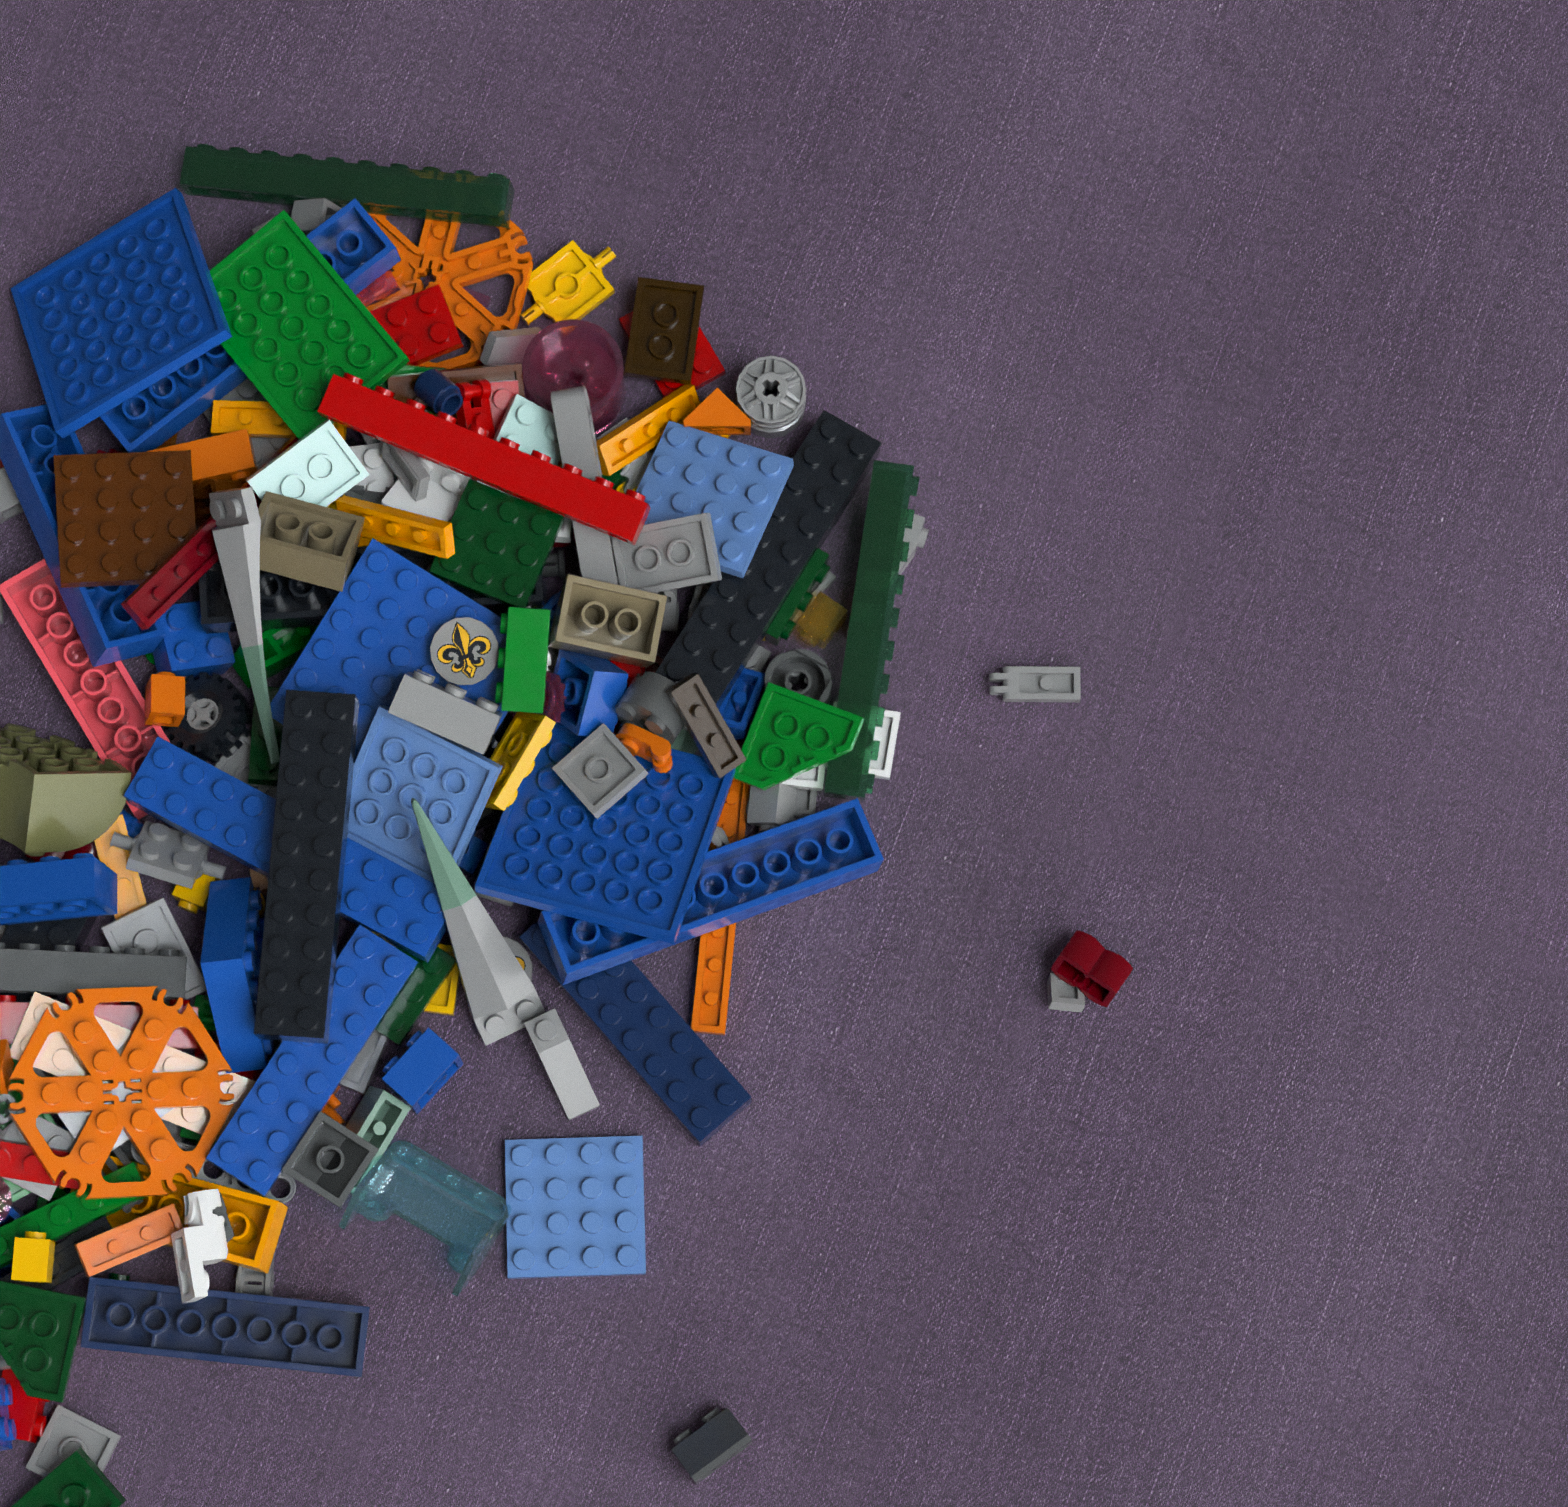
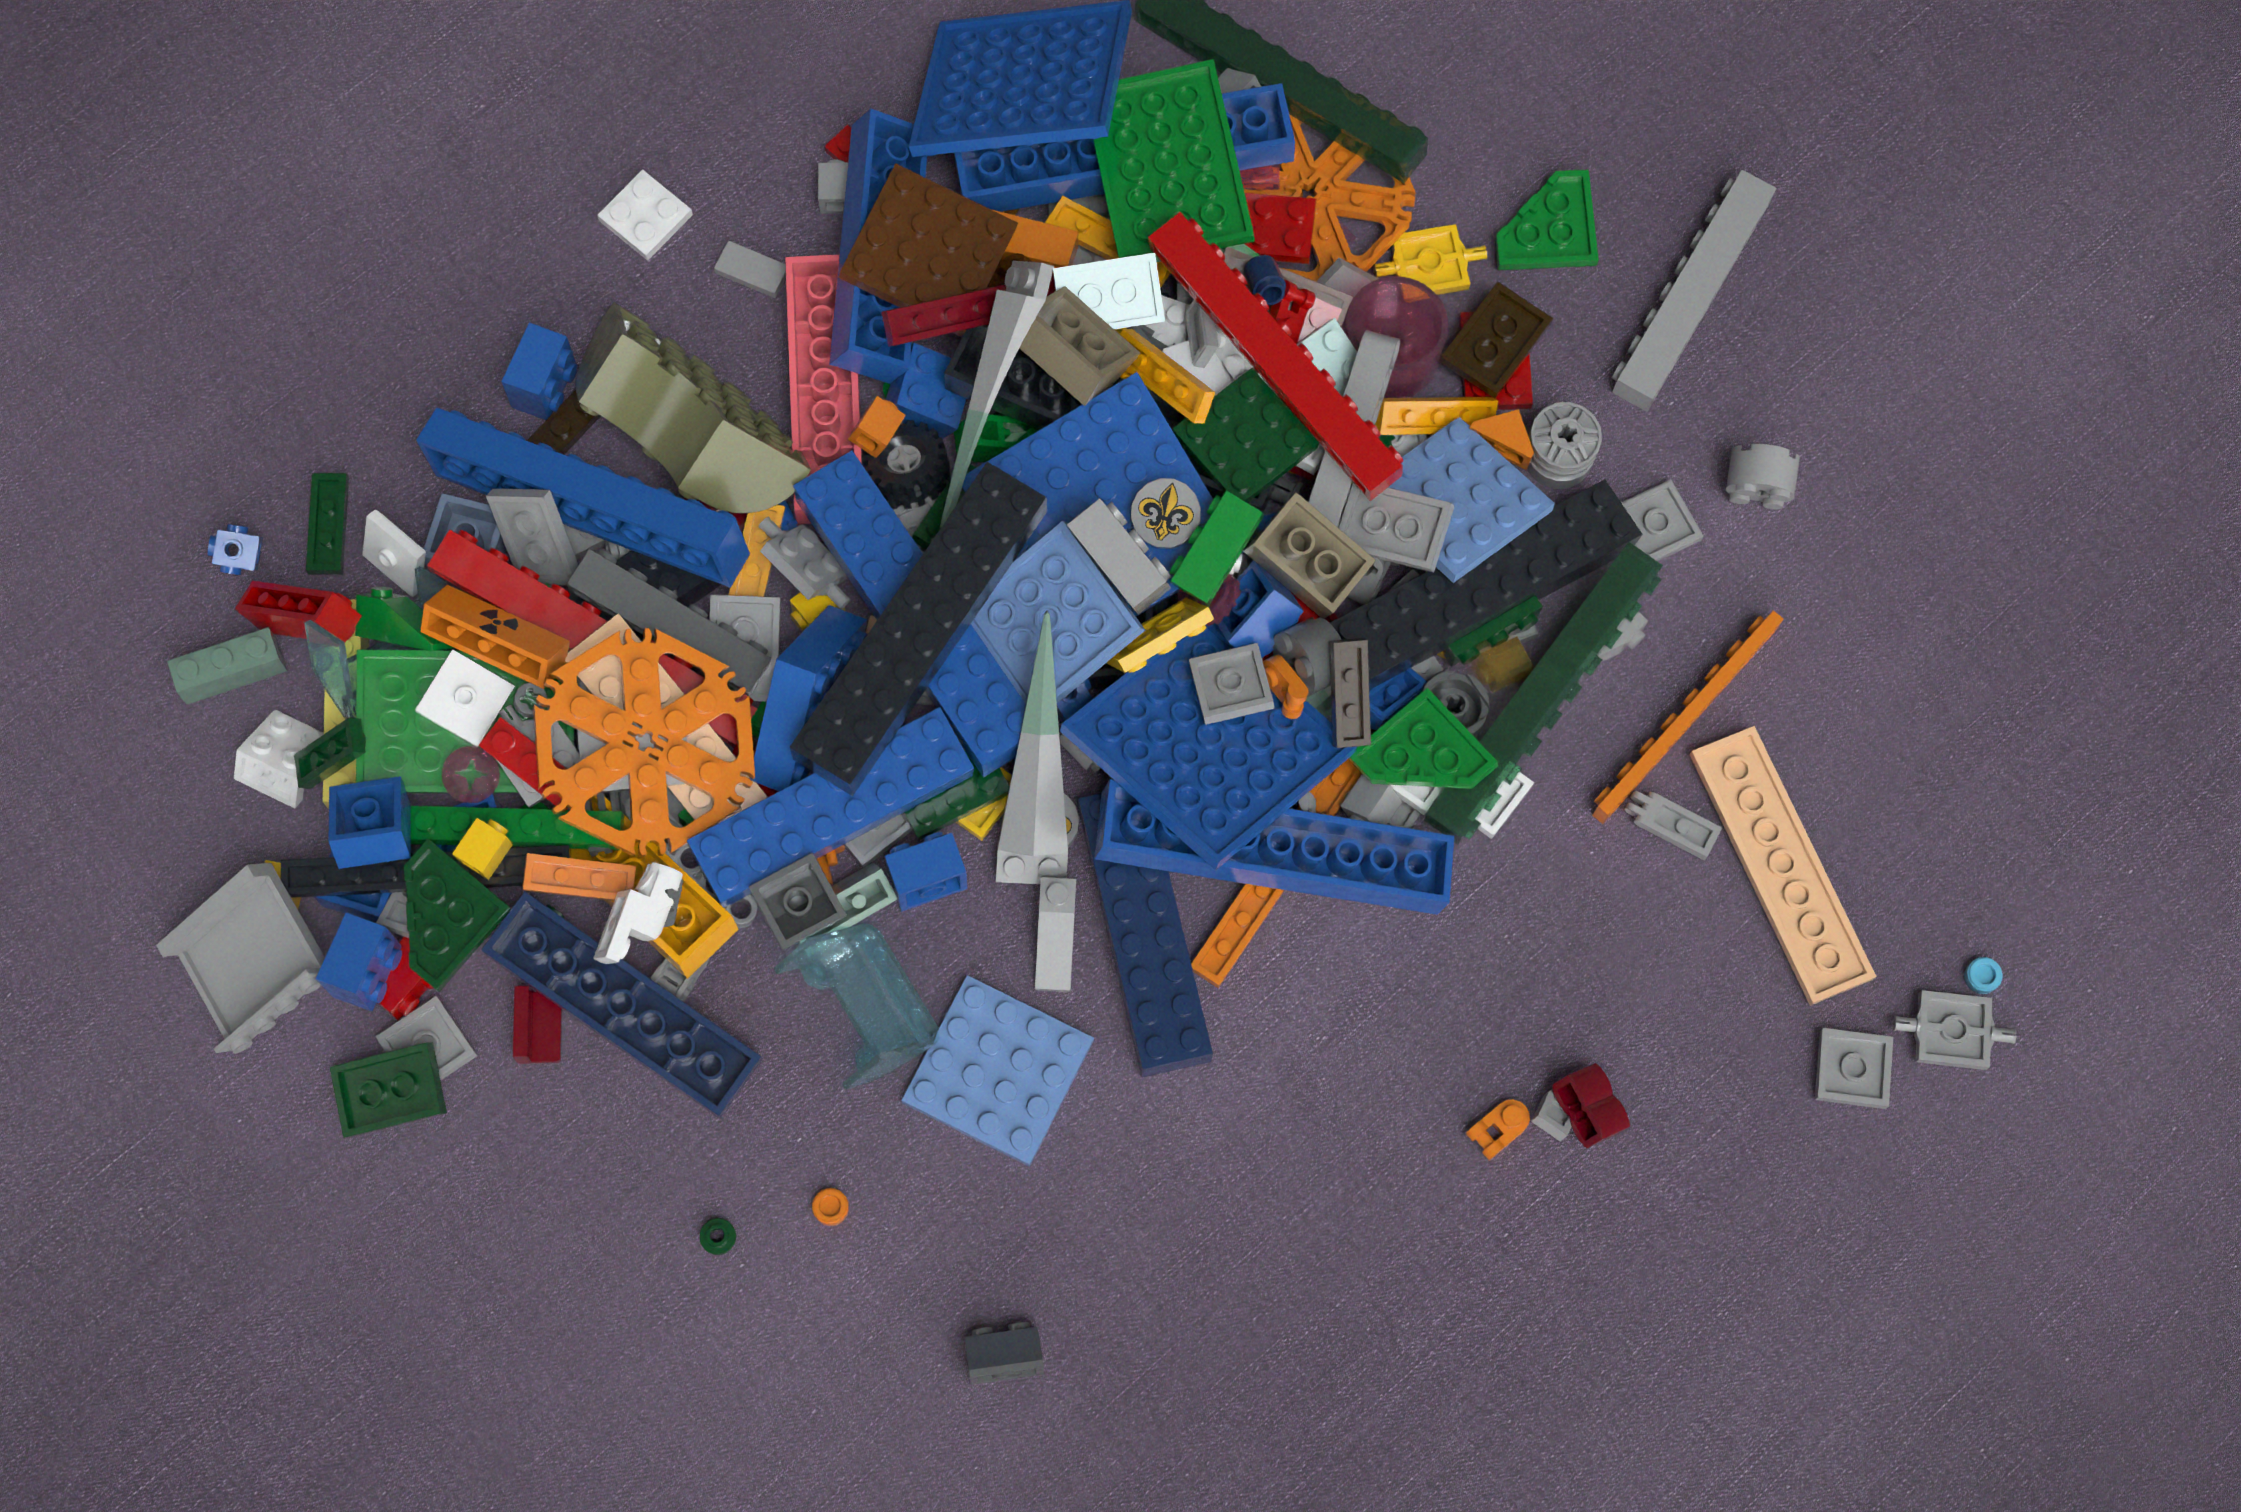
camera: 25 degrees right, 5 degrees down
(159, 1385) = (536, 1028): none -> dark red panel
(426, 1477) = (721, 1247): none -> dark green plate
(496, 1400) = (830, 1206): none -> orange tile
(658, 197) = (1552, 227): none -> green plate
(812, 191) = (1693, 291): none -> light grey brick
(891, 419) = (1663, 521): none -> light grey tile
(956, 333) = (1762, 475): none -> light grey brick
(996, 595) = (1677, 725): none -> orange plate
(1028, 1016) = (1508, 1118): none -> orange plate
(1146, 671) = (1782, 865): none -> light nougat plate
(1294, 817) = (1854, 1068): none -> light grey plate
(1361, 739) = (1954, 1030): none -> light grey plate
(1363, 677) = (1983, 975): none -> medium azure tile

